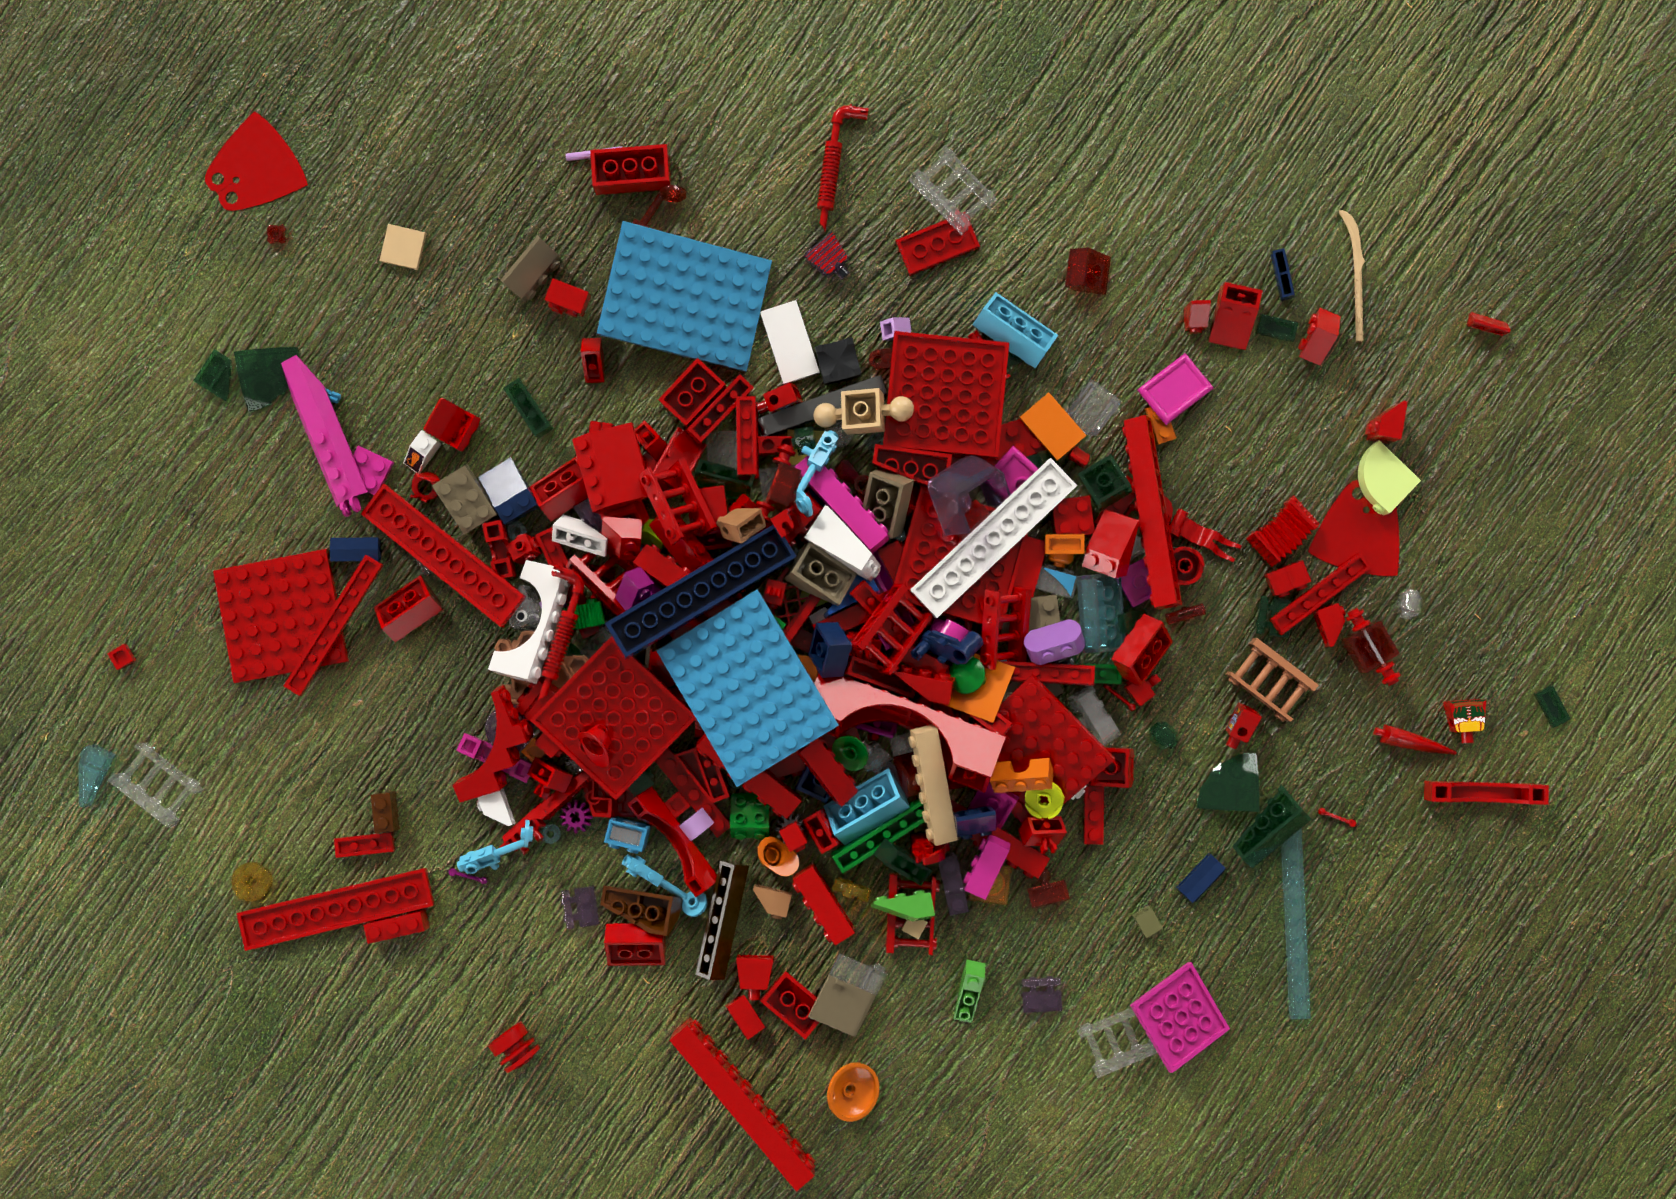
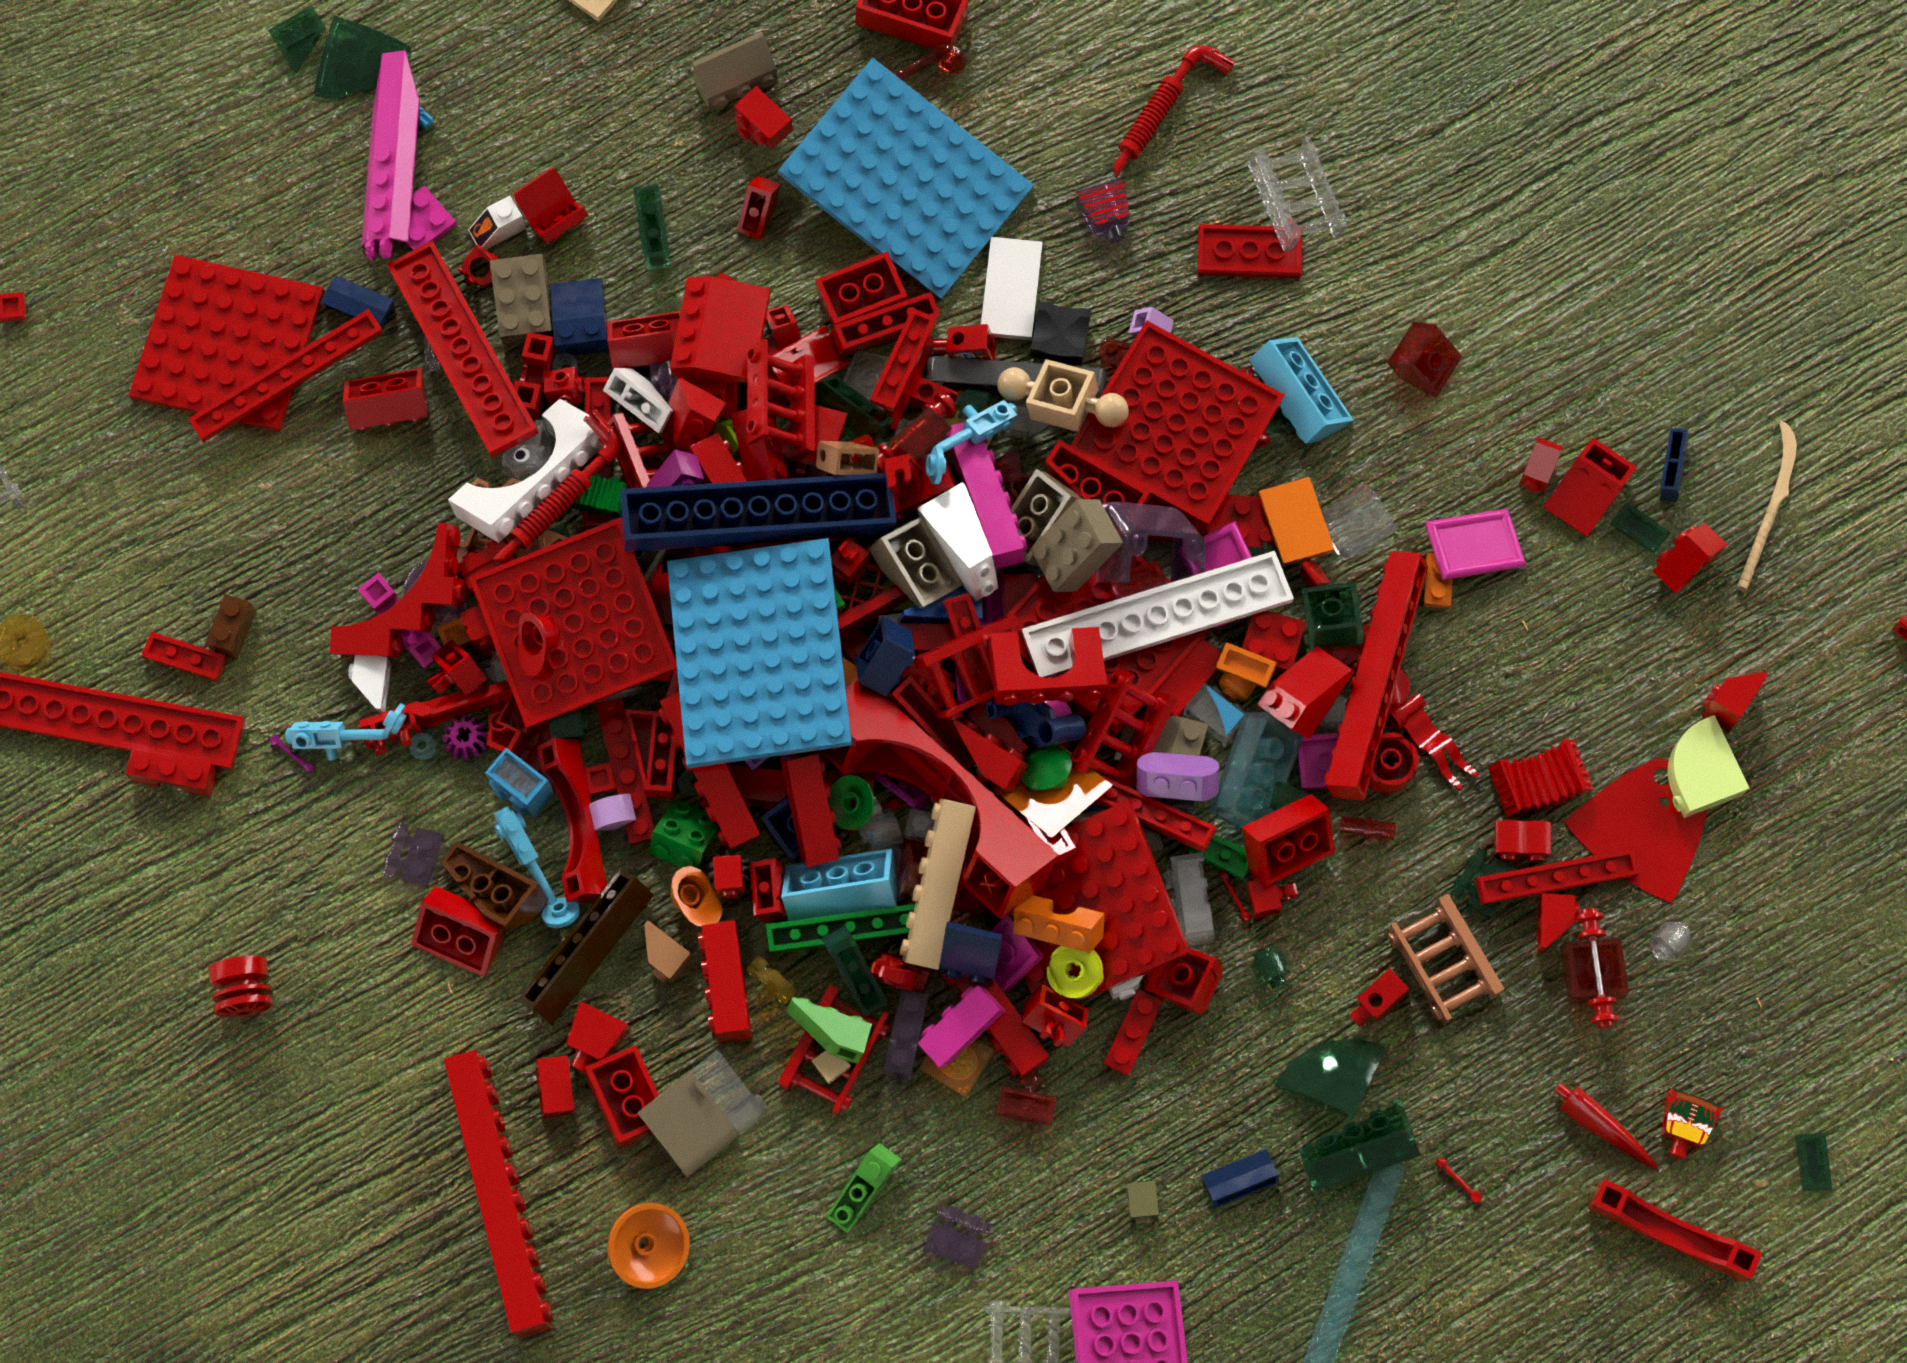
camera: 25 degrees right, 15 degrees down
(923, 518) = (1076, 545): none -> dark tan brick
(926, 634) = (1016, 684): none -> red arch

